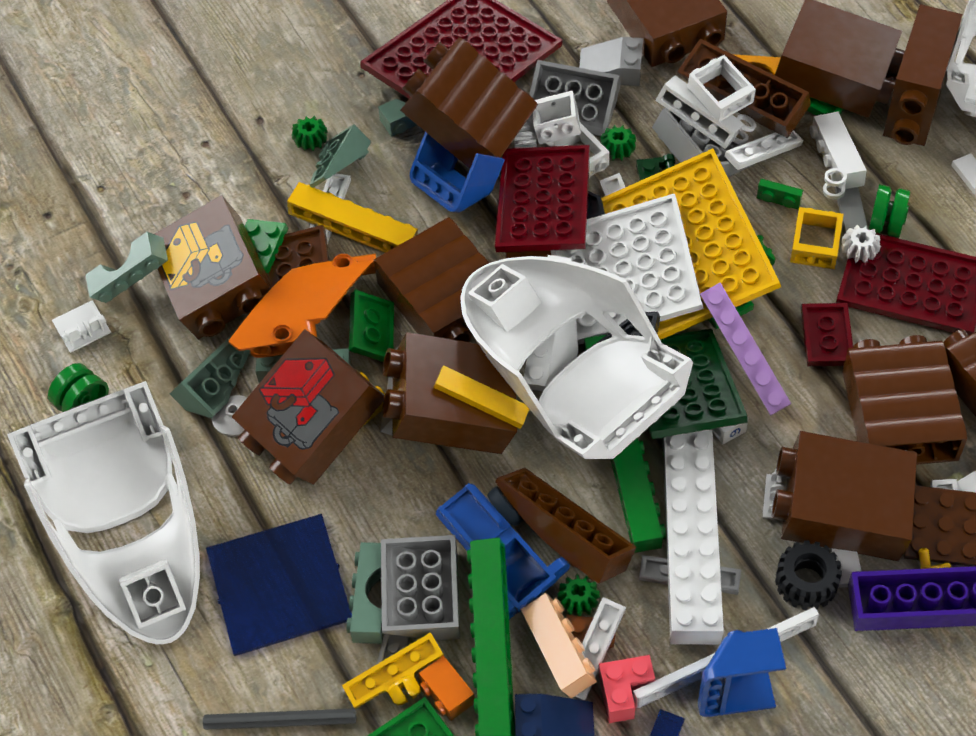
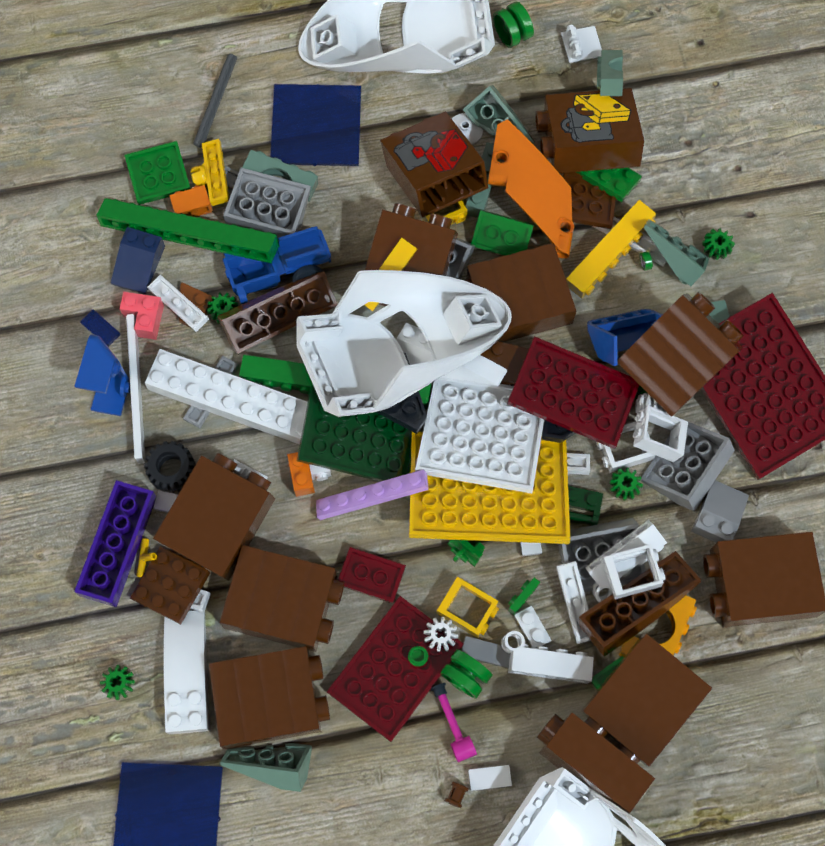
camera: 105 degrees right, 15 degrees up
(353, 189) = (646, 261): none -> green tile
(558, 645) = (186, 278): light nougat brick -> none
(749, 437) = (300, 476): none -> orange brick
(808, 179) = (532, 627): none -> white plate
(893, 259) = (418, 656): none -> green plate
(957, 200) = (463, 746): none -> dark pink piece

